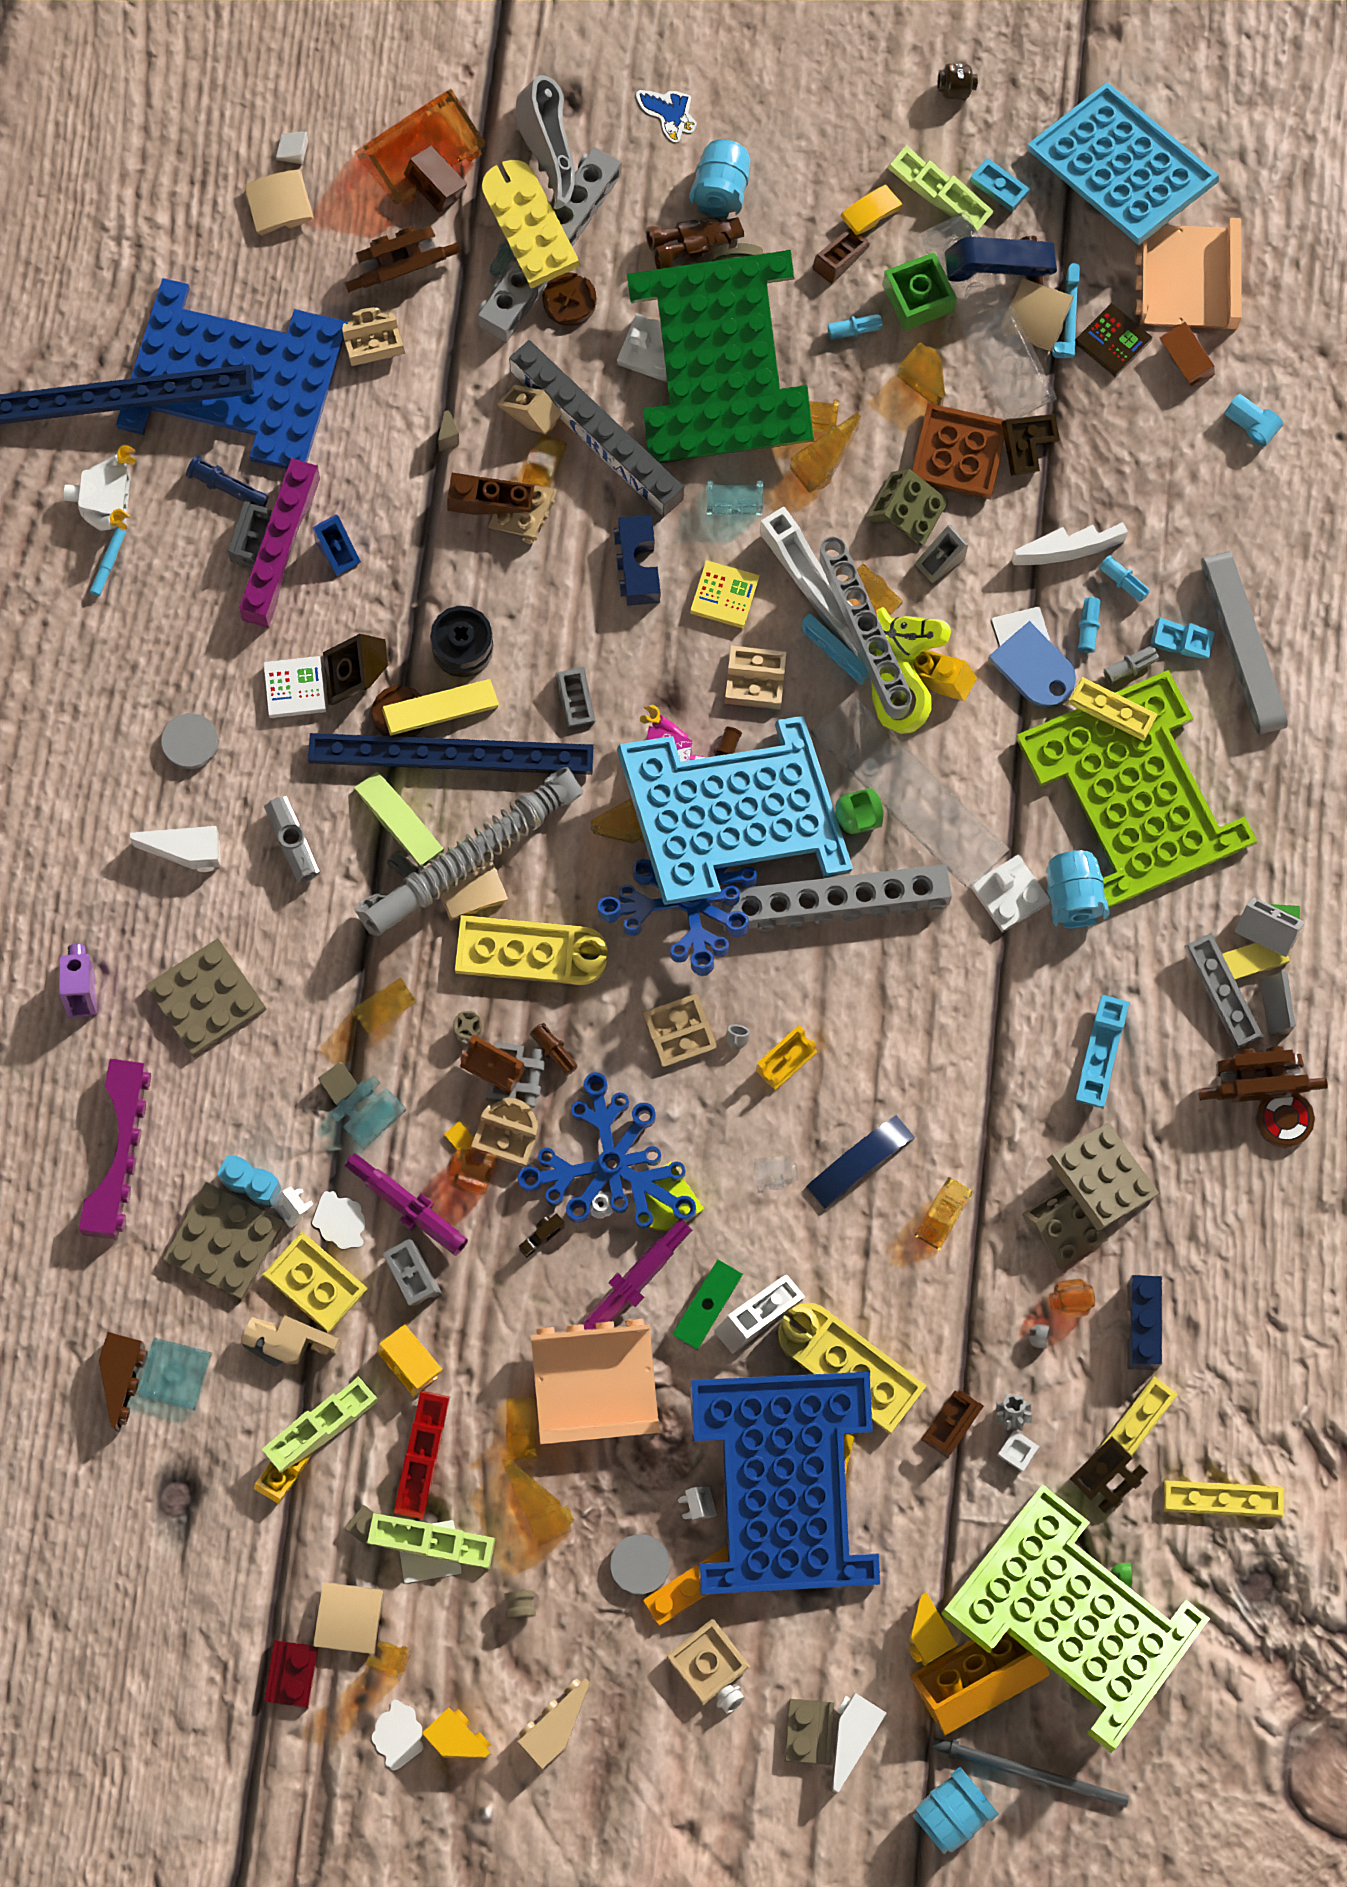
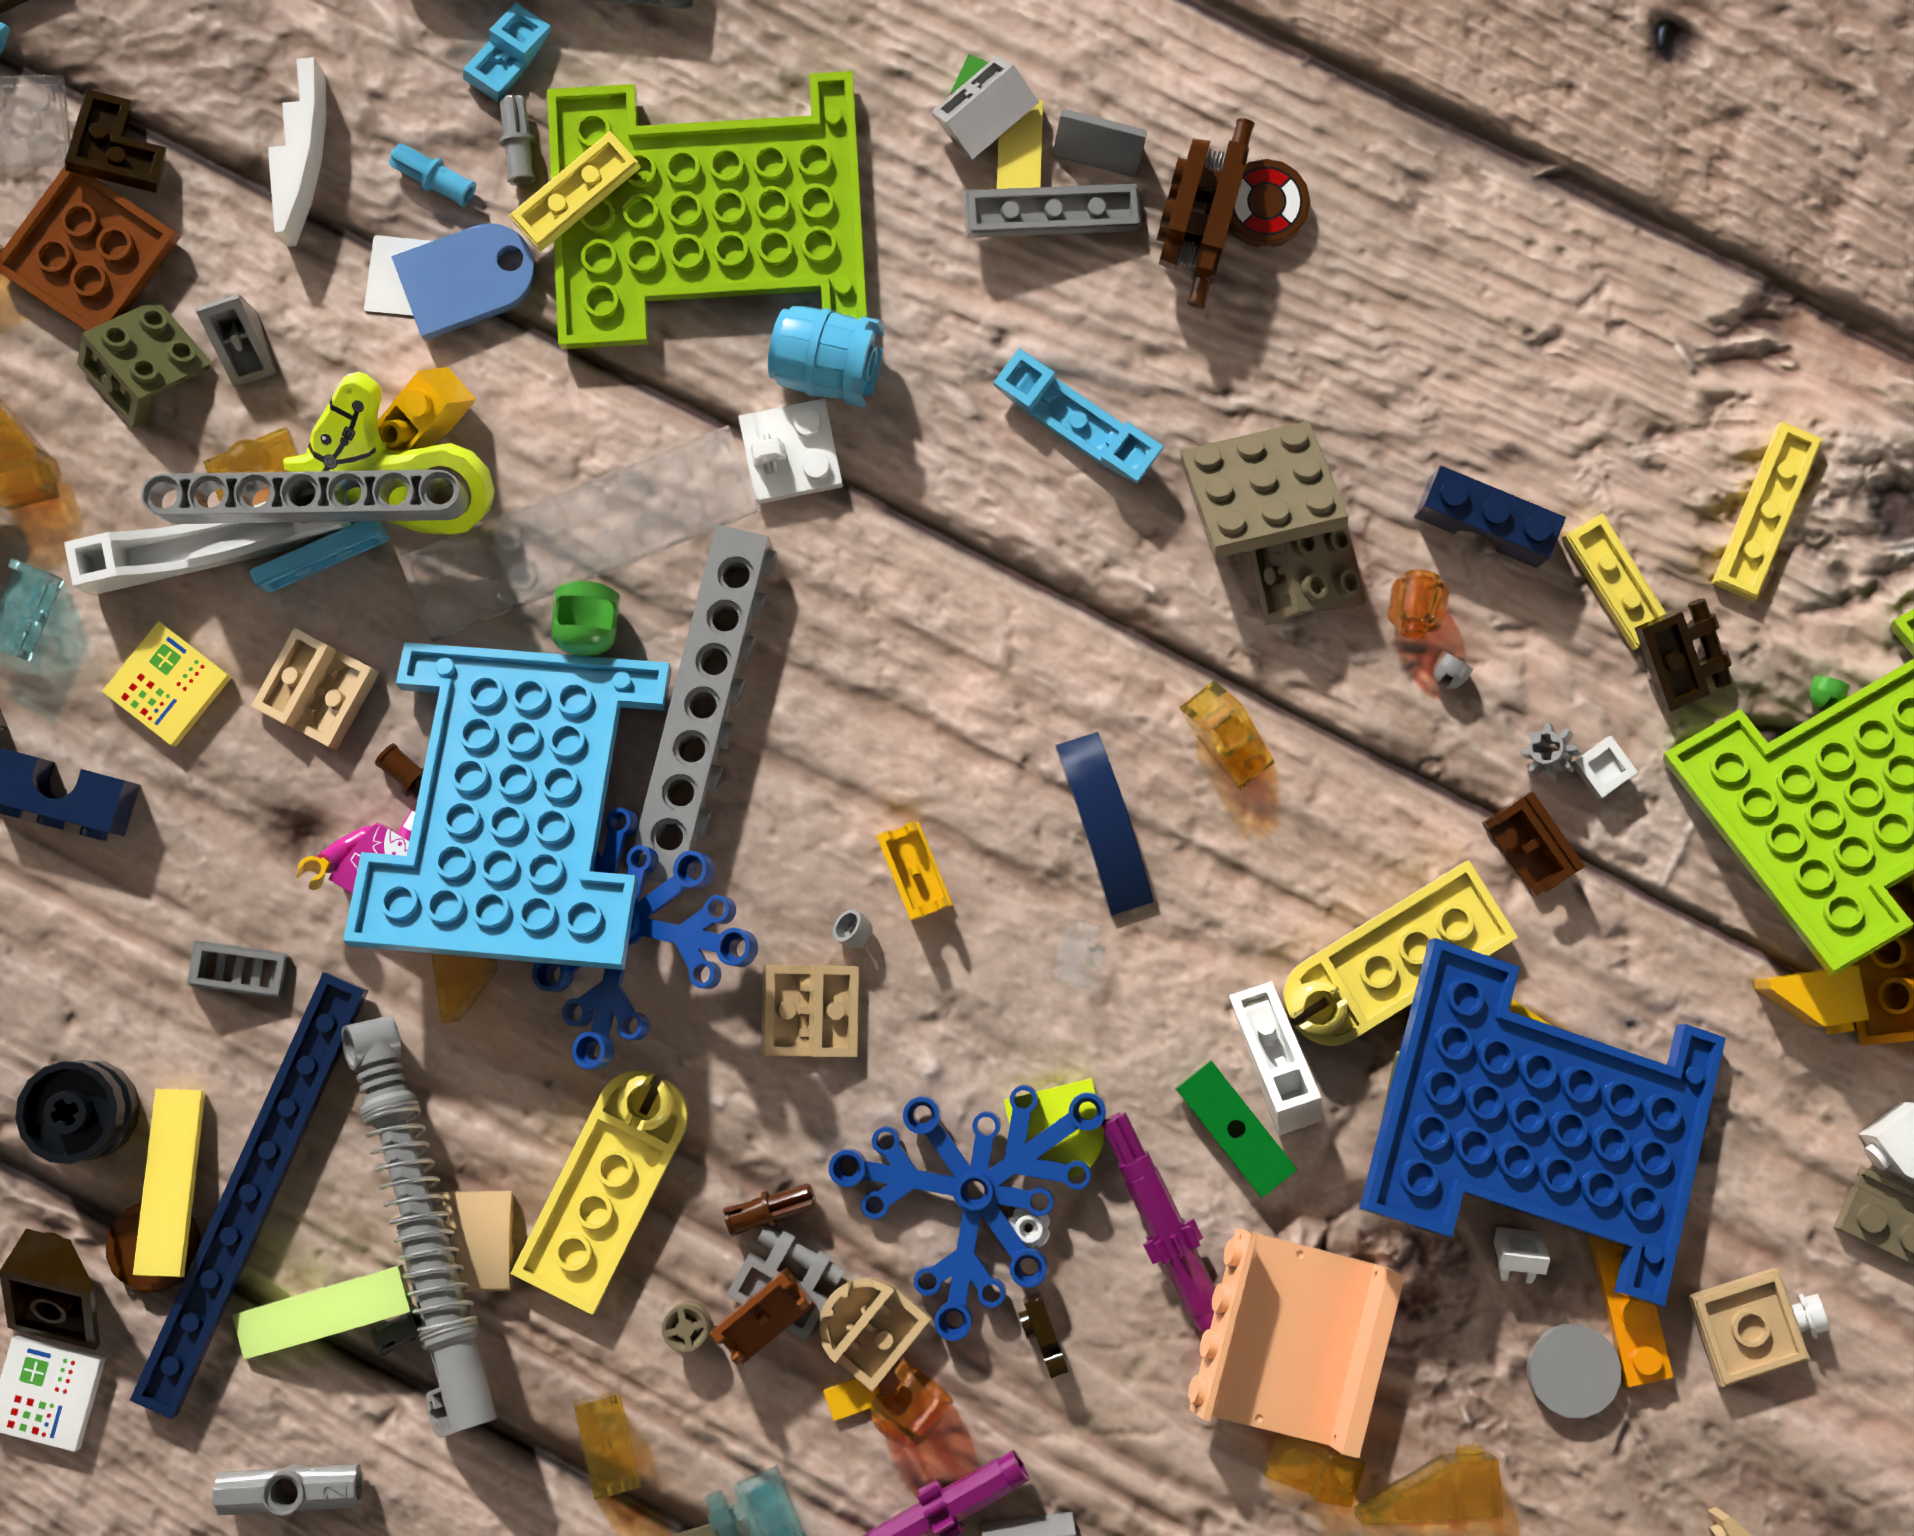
camera: 65 degrees left, 10 degrees up
(1124, 578) = (383, 95): medium azure axle -> none

